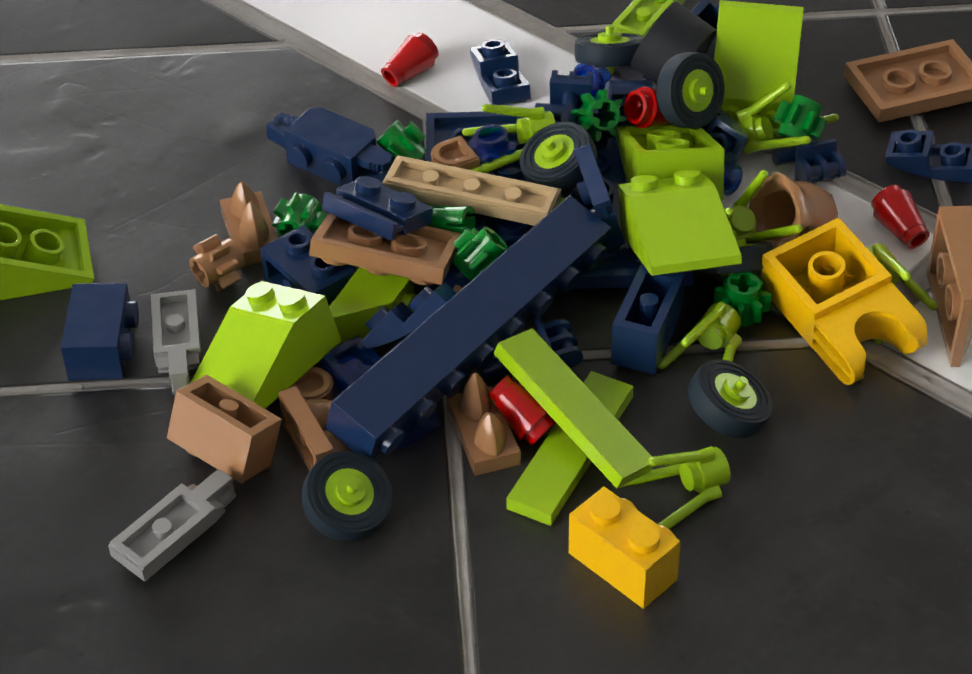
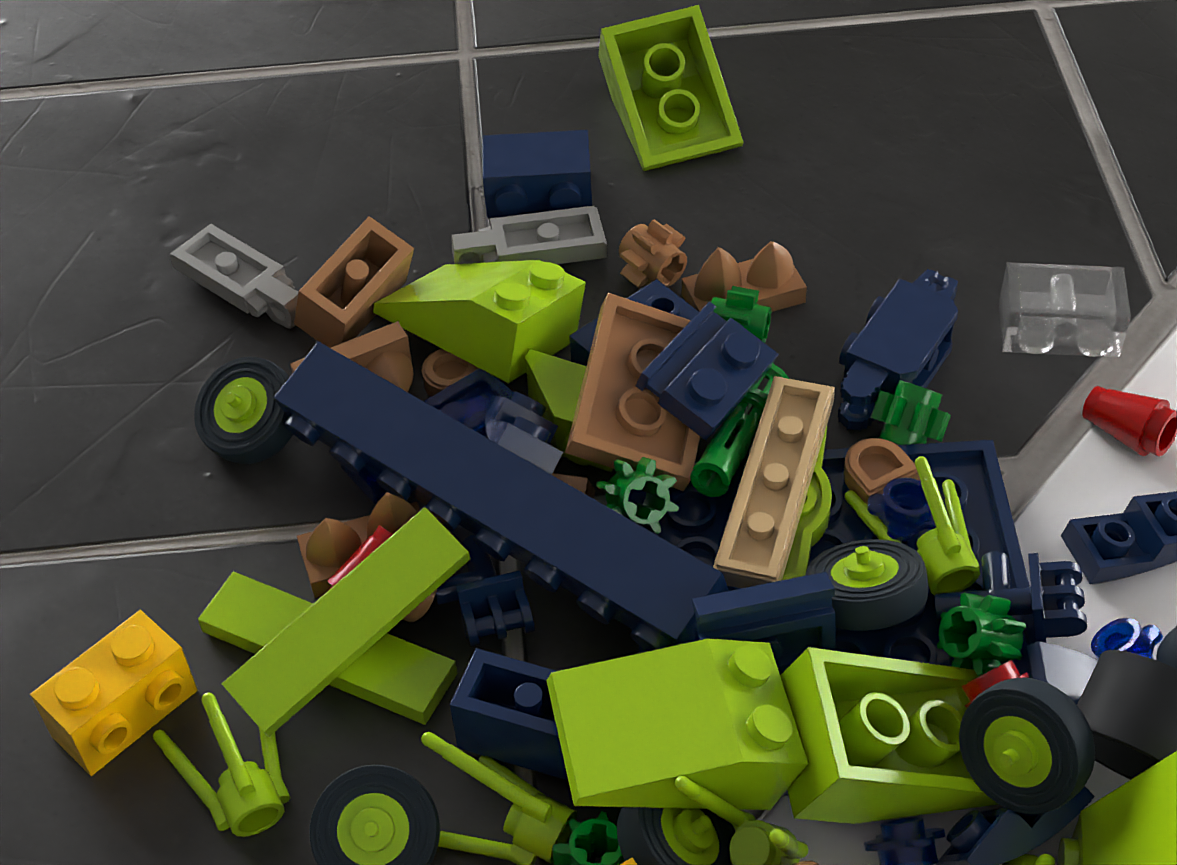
camera: 90 degrees right, 5 degrees up
(312, 73) = (1064, 309): none -> clear brick

